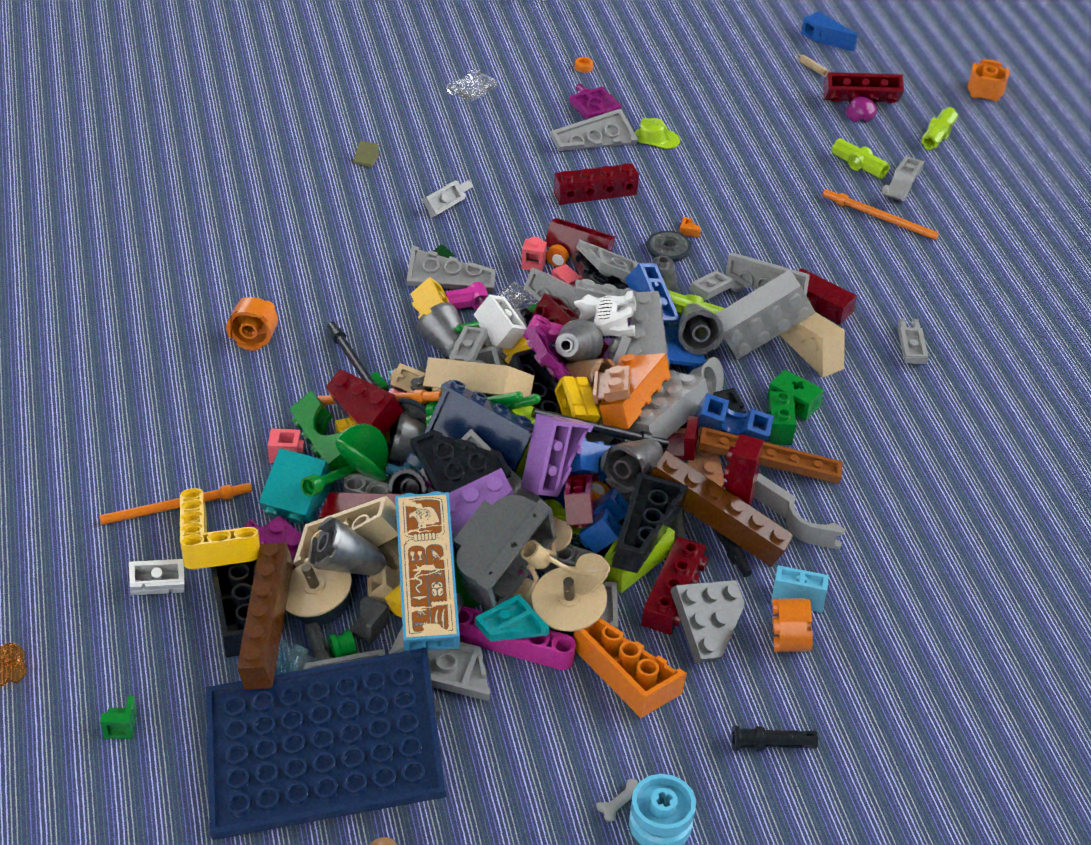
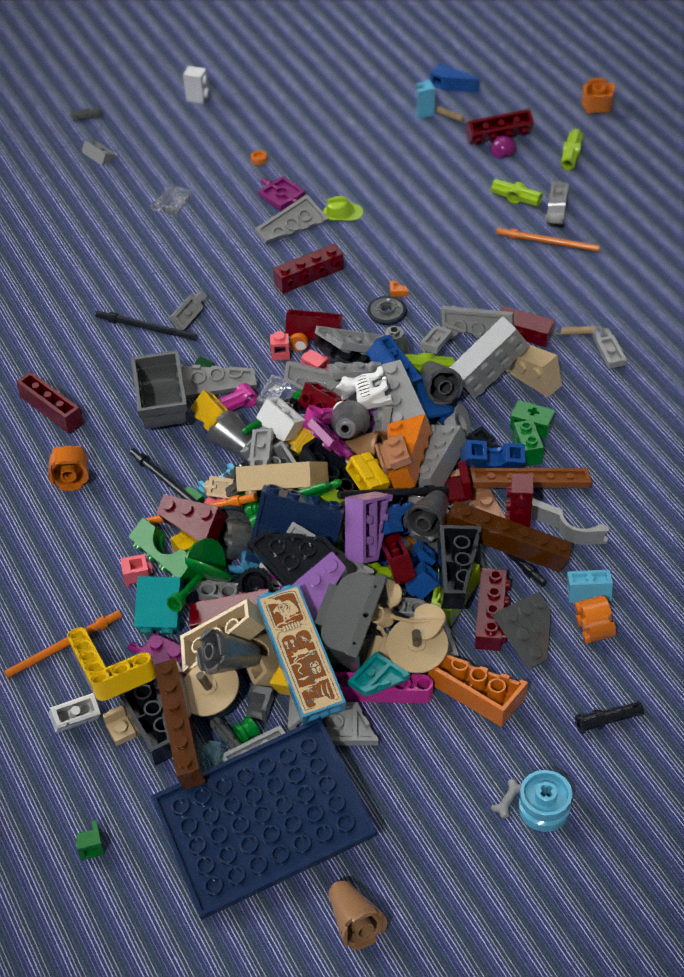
camera: 10 degrees left, 5 degrees up
(202, 604) = (119, 725): none -> tan bracket
(259, 254) = (49, 402): none -> dark red brick
(365, 188) = (114, 318): none -> black bar
(366, 154) = (105, 286): olive slope -> none
(379, 266) = (159, 389): none -> dark grey container
(411, 23) = (98, 152): none -> light grey slope
(788, 43) = (425, 99): none -> medium azure hinge
(881, 315) = (577, 330): none -> tan piece

